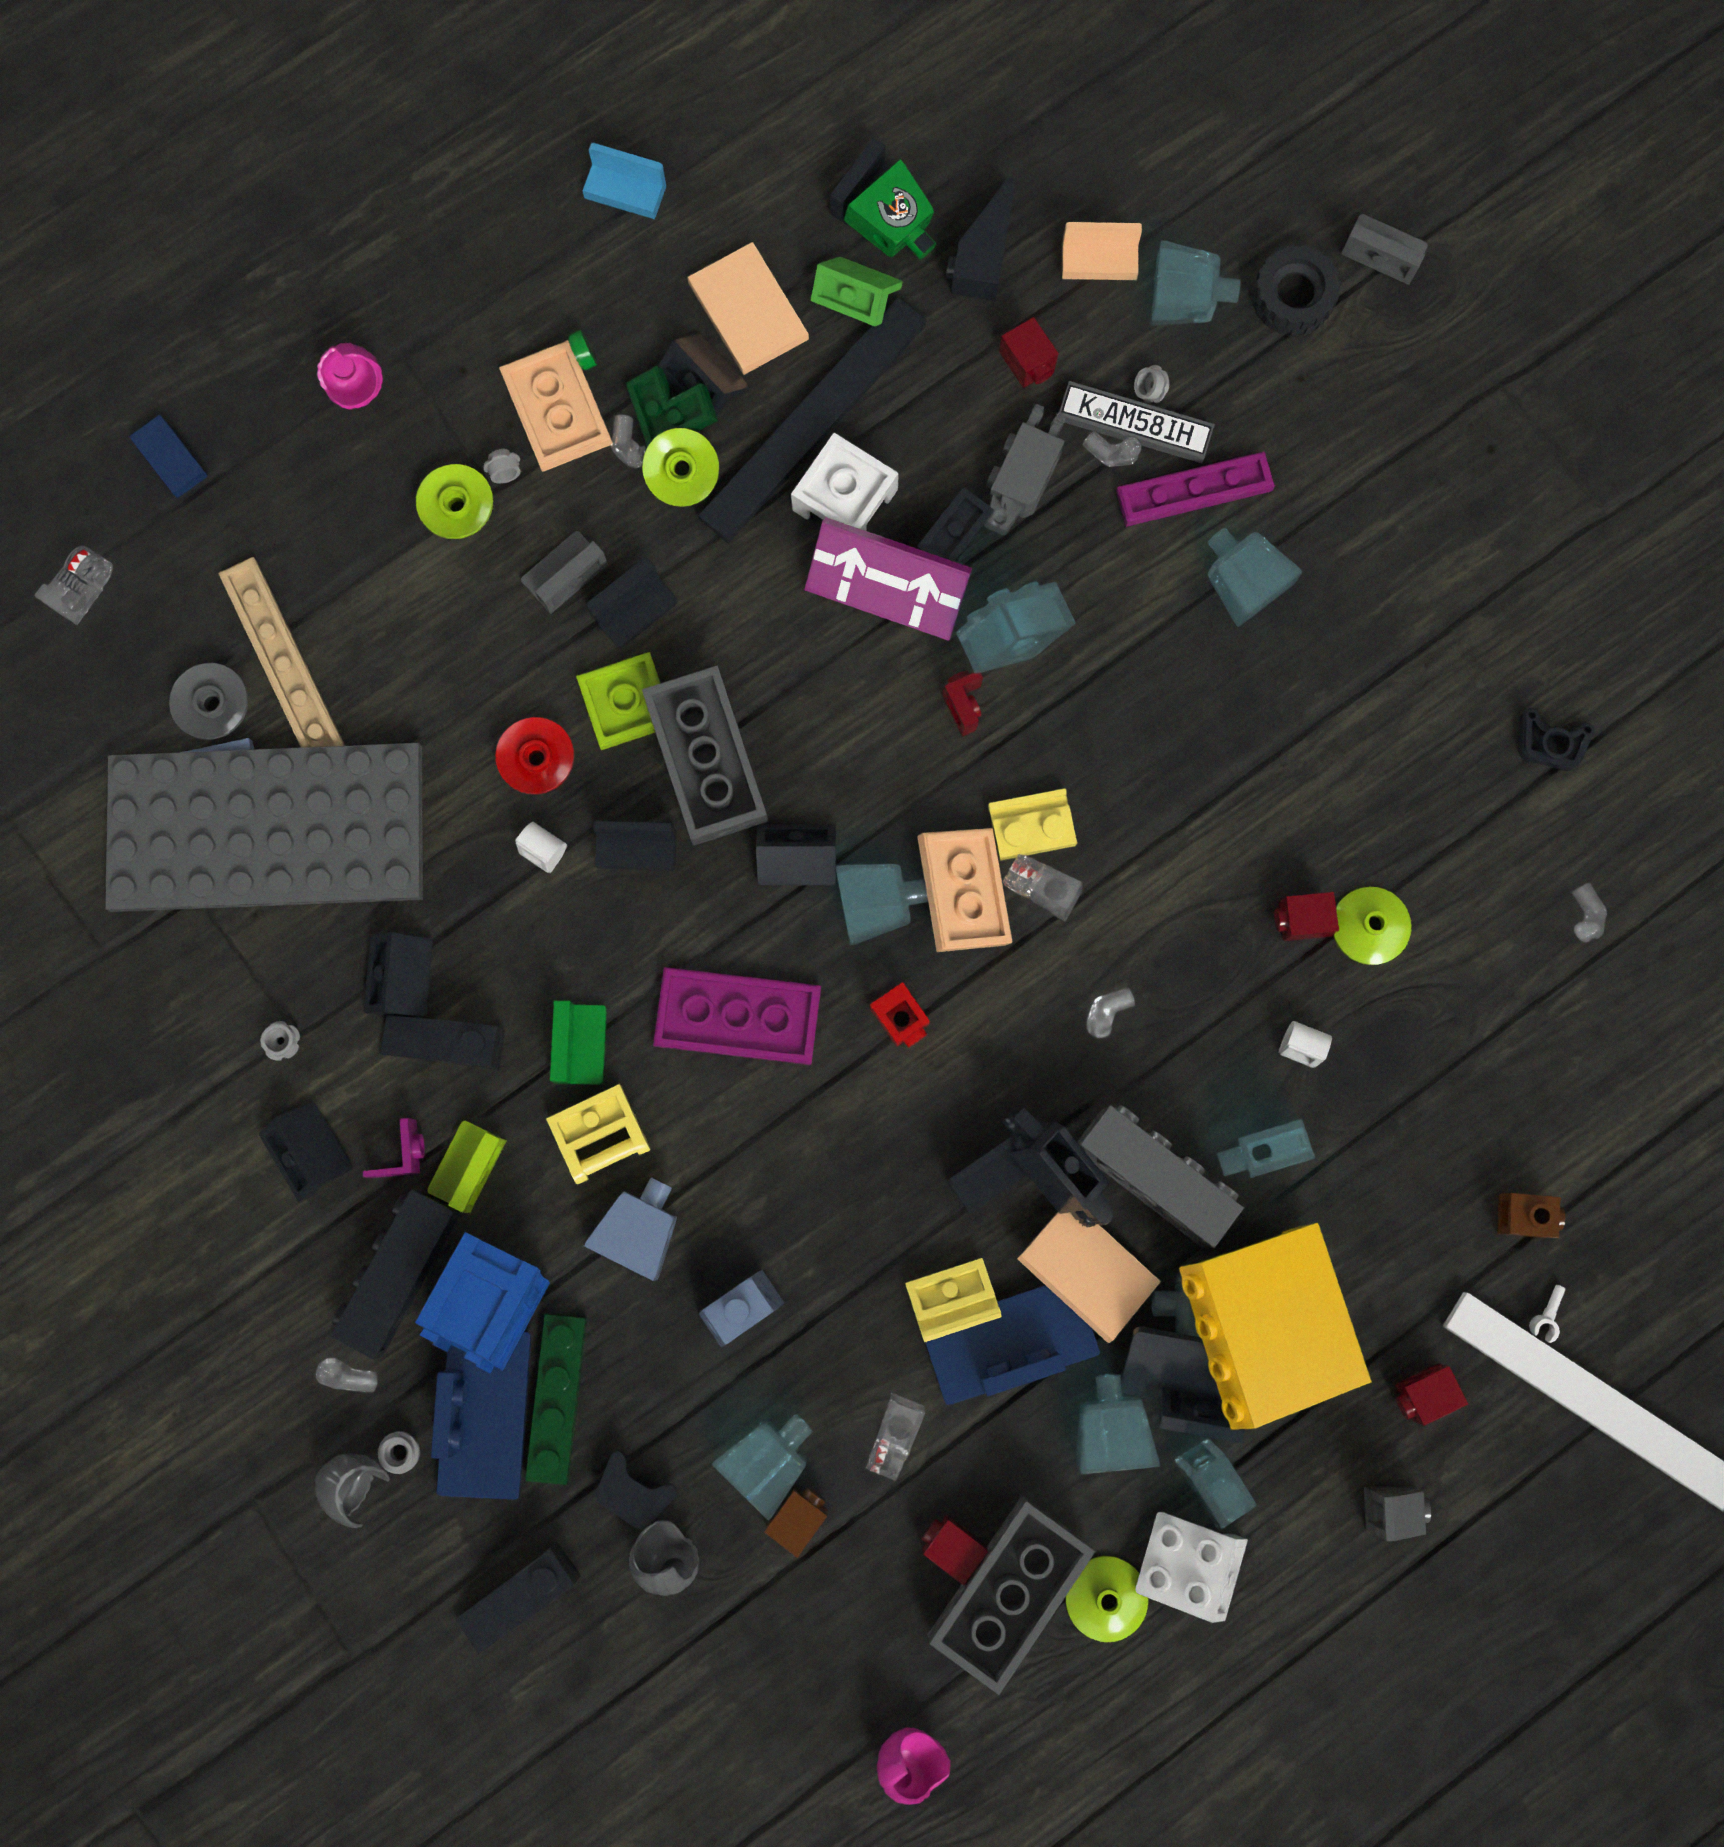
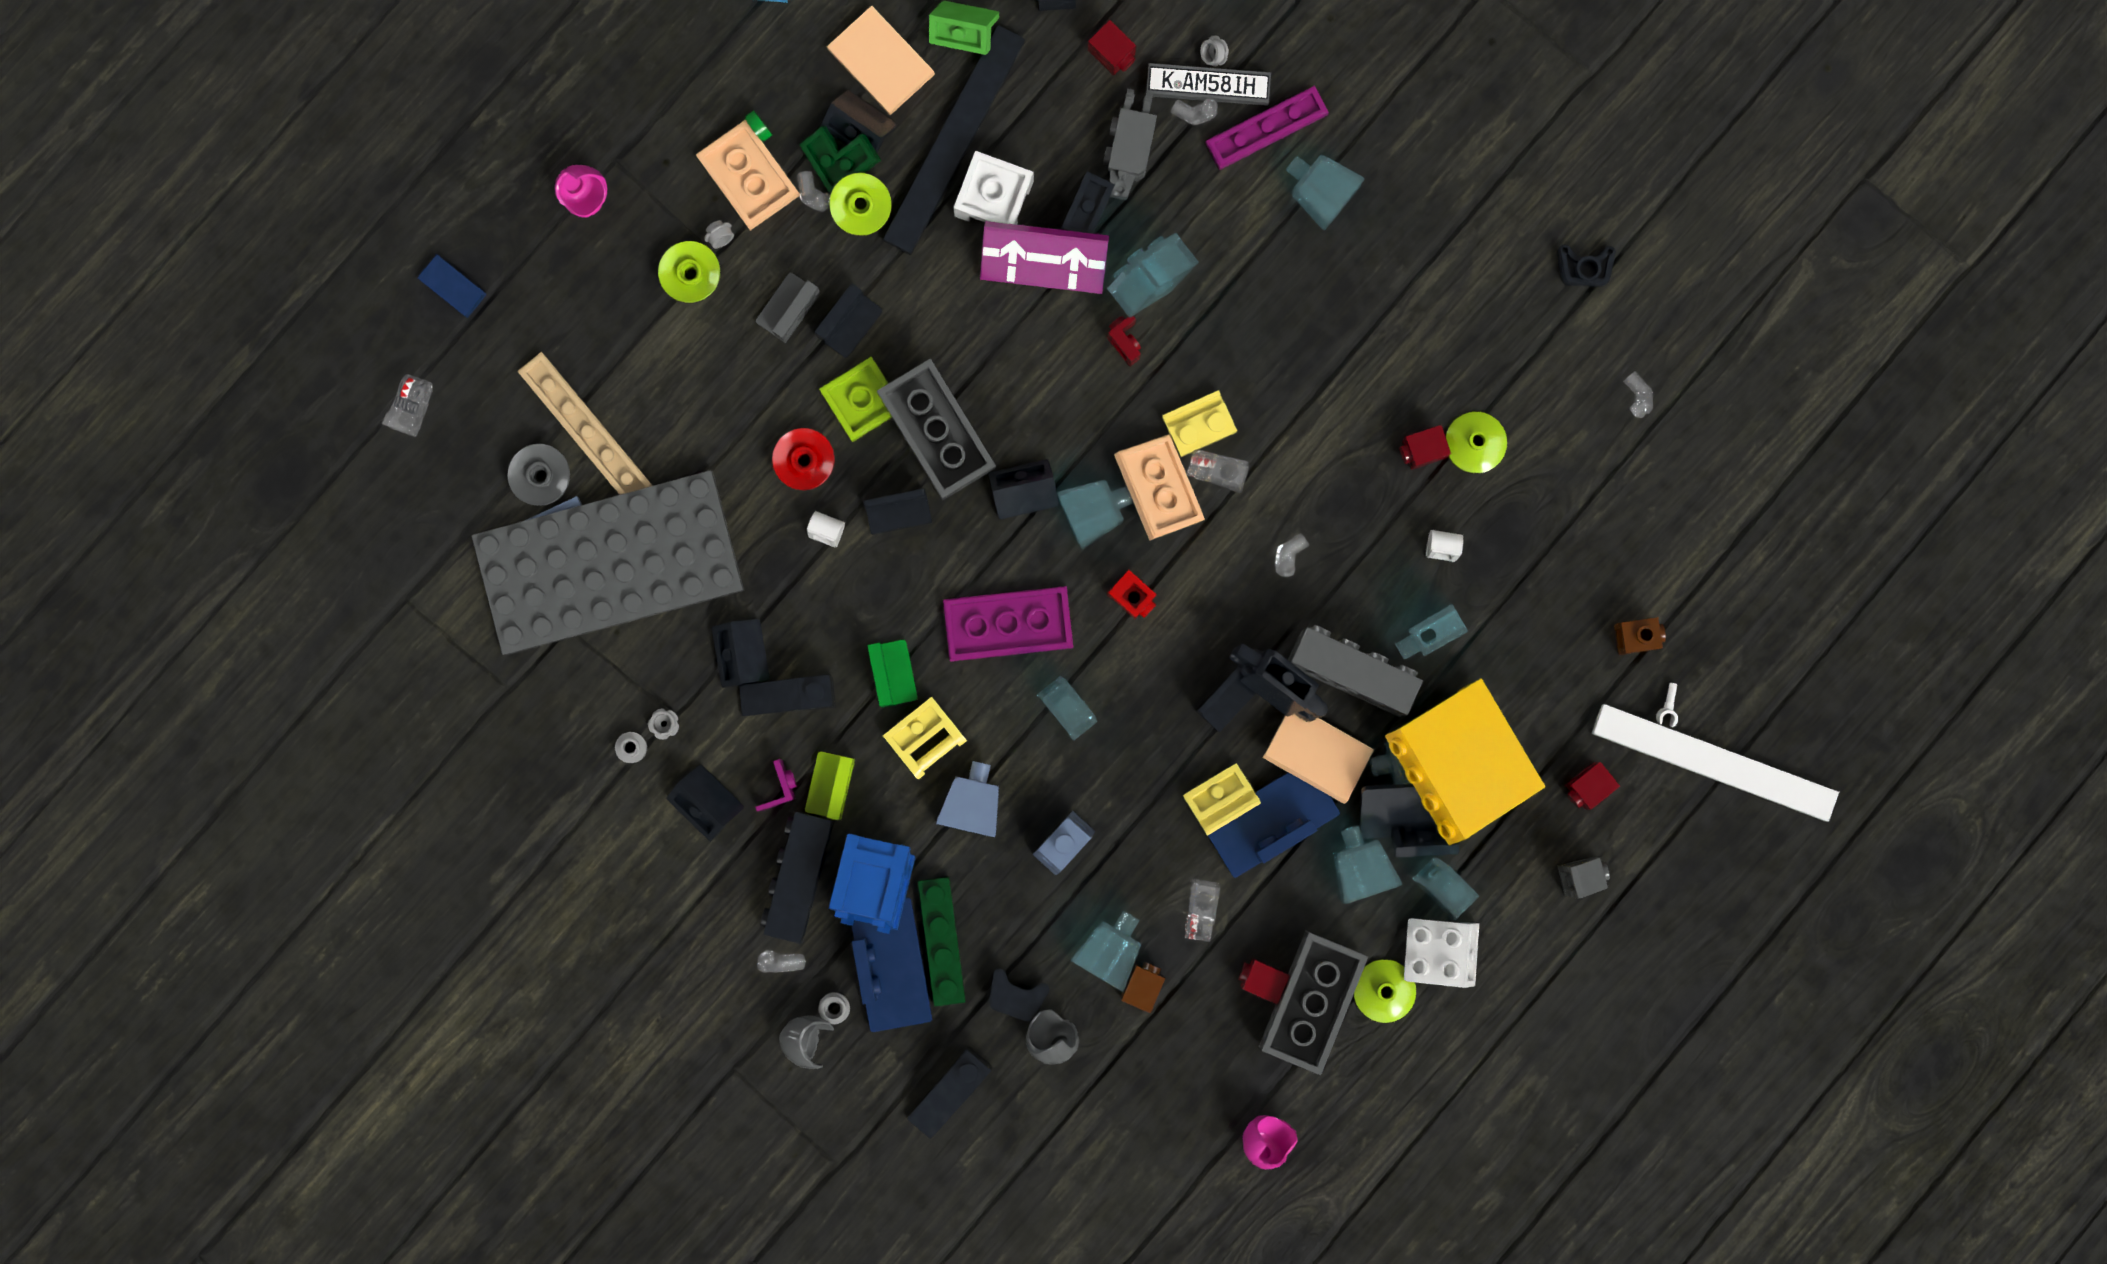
camera: 15 degrees left, 5 degrees up
(243, 1063) = (638, 754): none -> light grey plate
(785, 1138) = (1067, 707): none -> clear light blue torso

